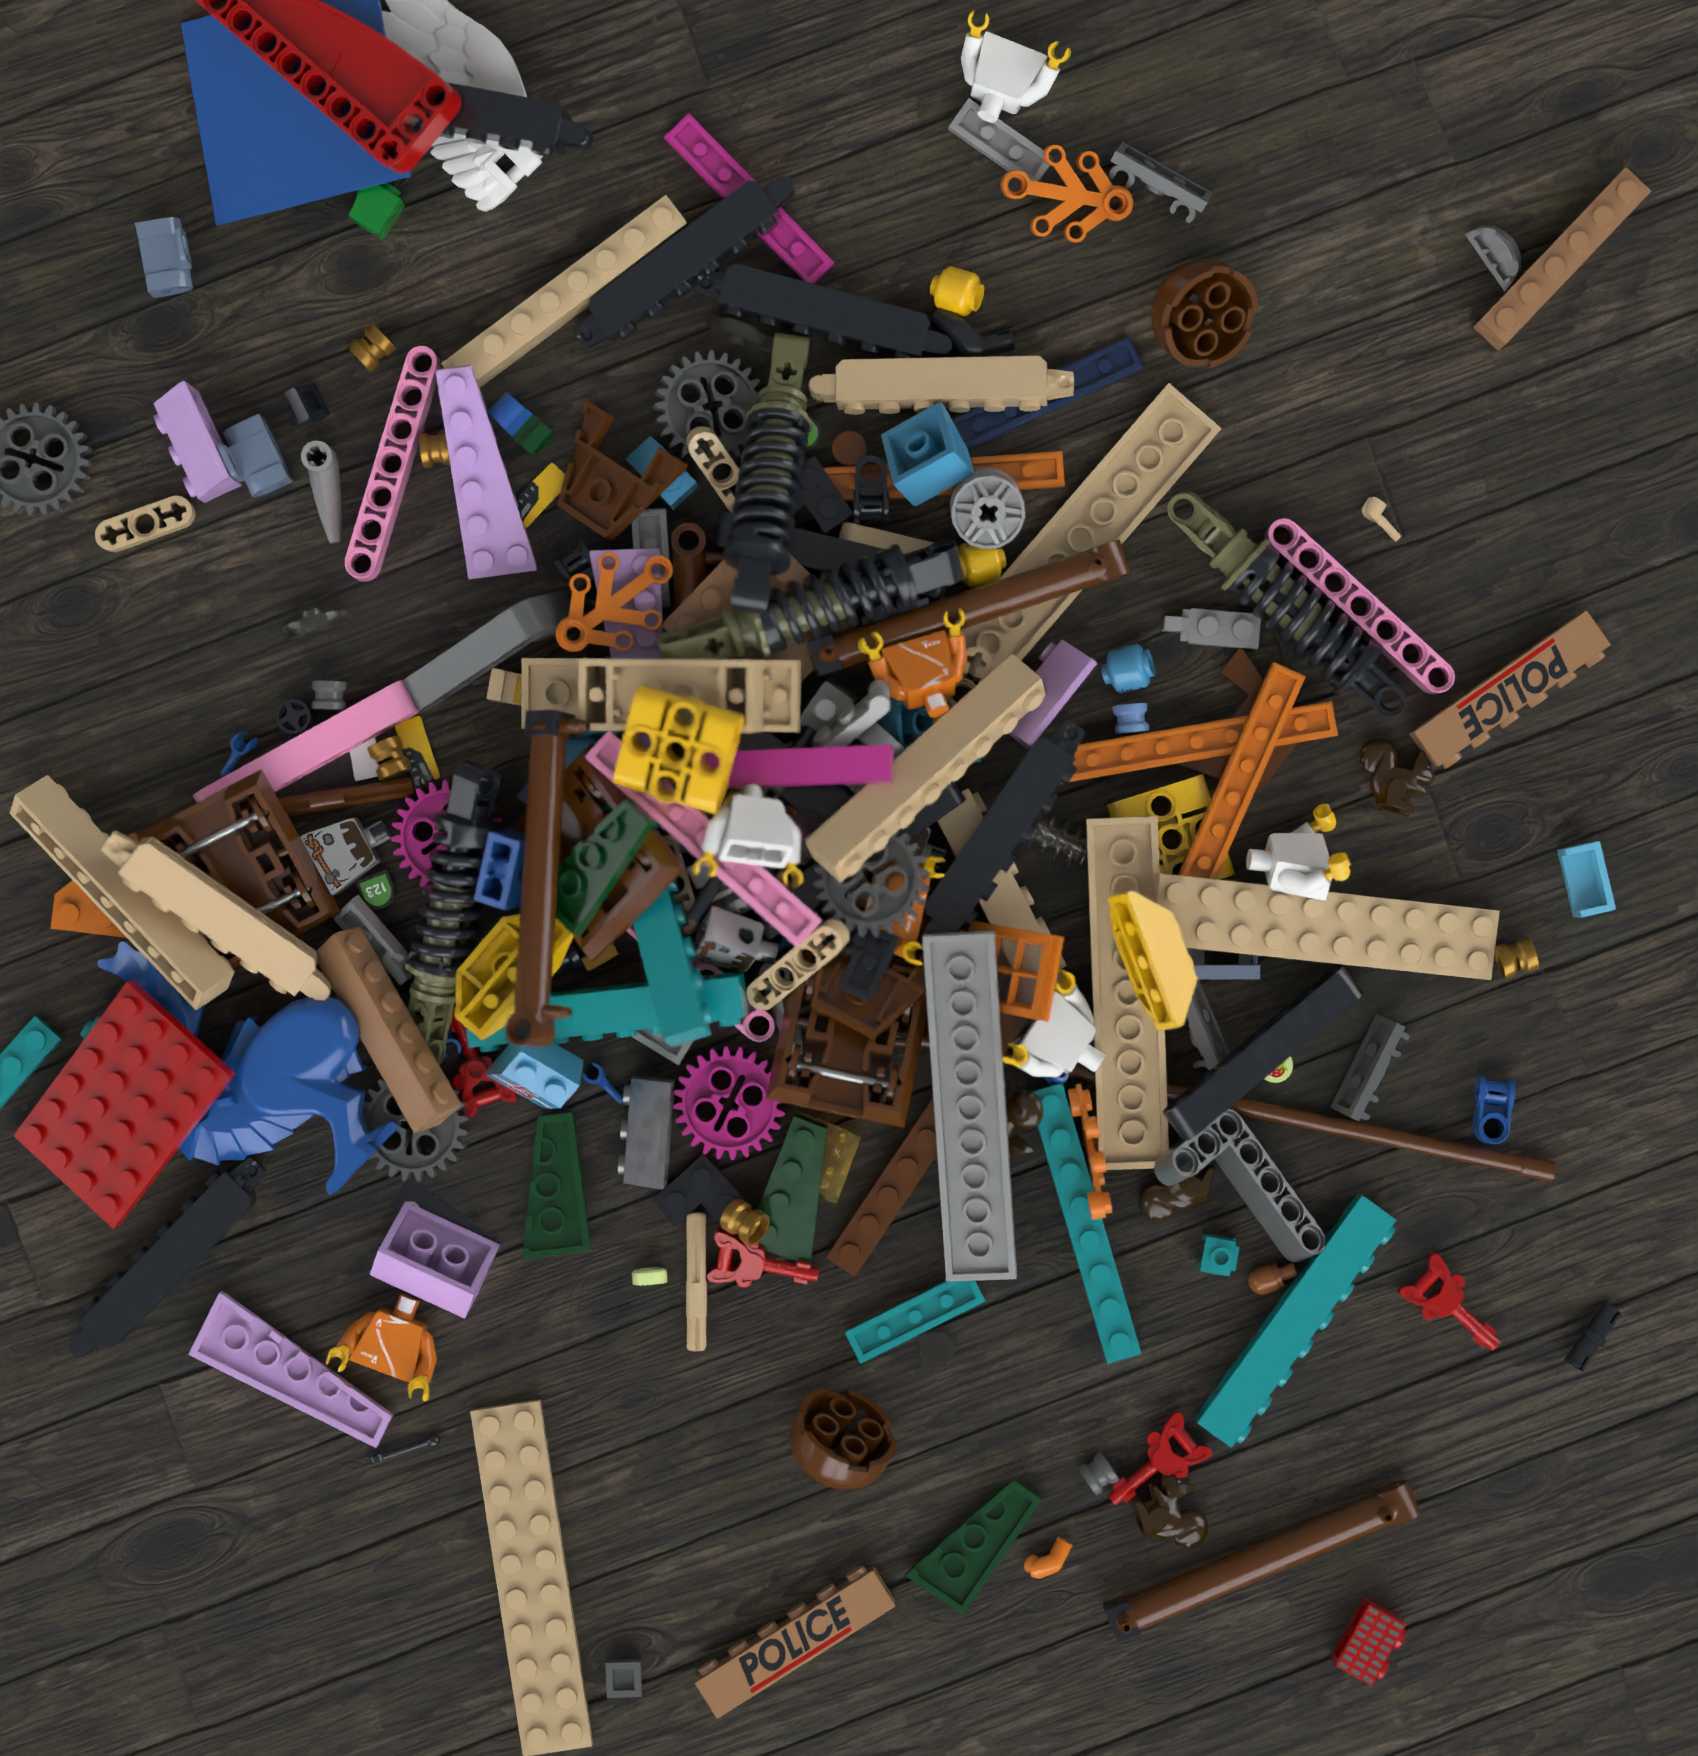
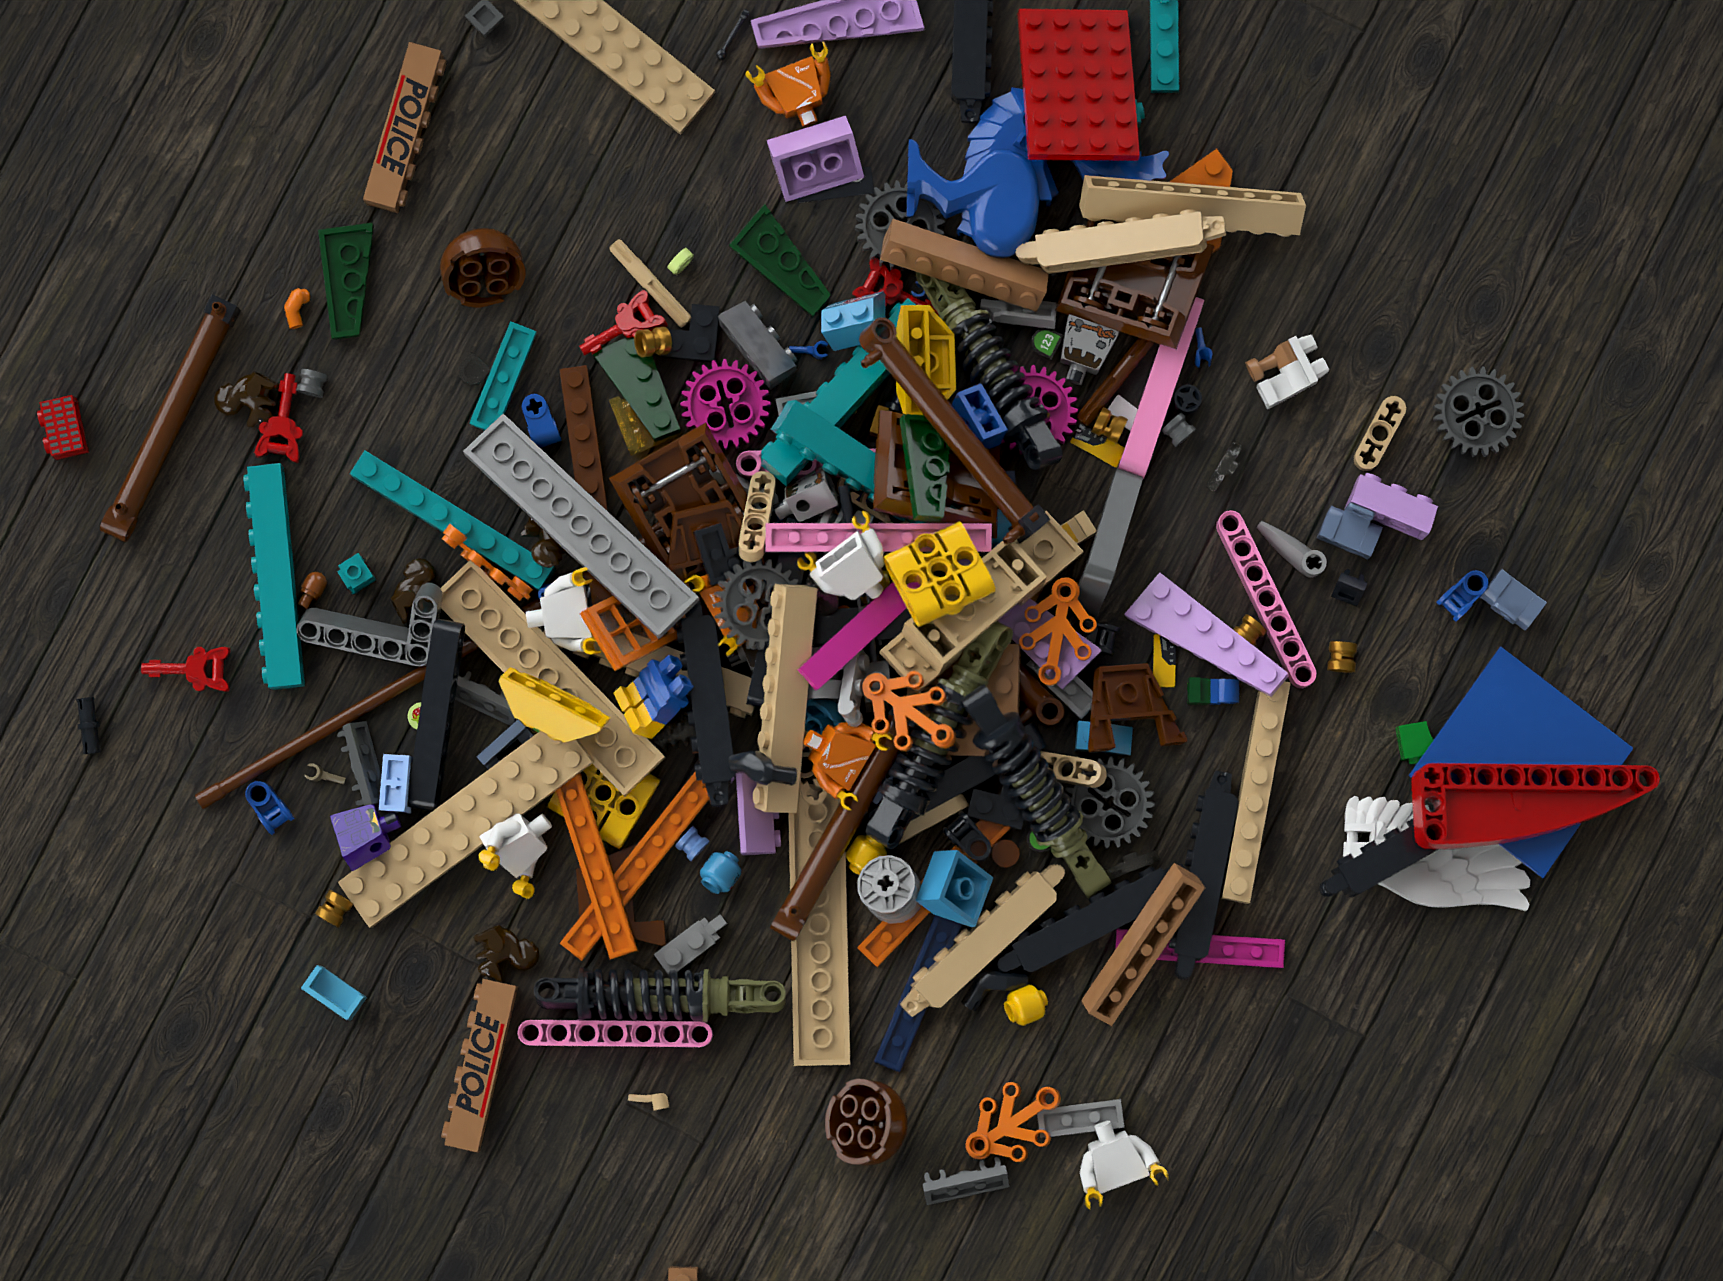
camera: 135 degrees right, 5 degrees down
(167, 656) = (1294, 367): none -> white hips
(208, 303) = (1462, 595): none -> blue piece
(799, 244) = (1142, 944): none -> medium nougat brick
(825, 656) = (904, 707): none -> orange plant
(919, 1236) = (540, 426): none -> blue piece
(1010, 720) = (761, 768): none -> black arm
(1046, 883) = (654, 696): none -> blue hips
(1357, 1022) = (395, 783): none -> light blue hinge
(1415, 1093) = (324, 775): none -> dark tan hand
(1429, 1001) = (363, 834): none -> torso

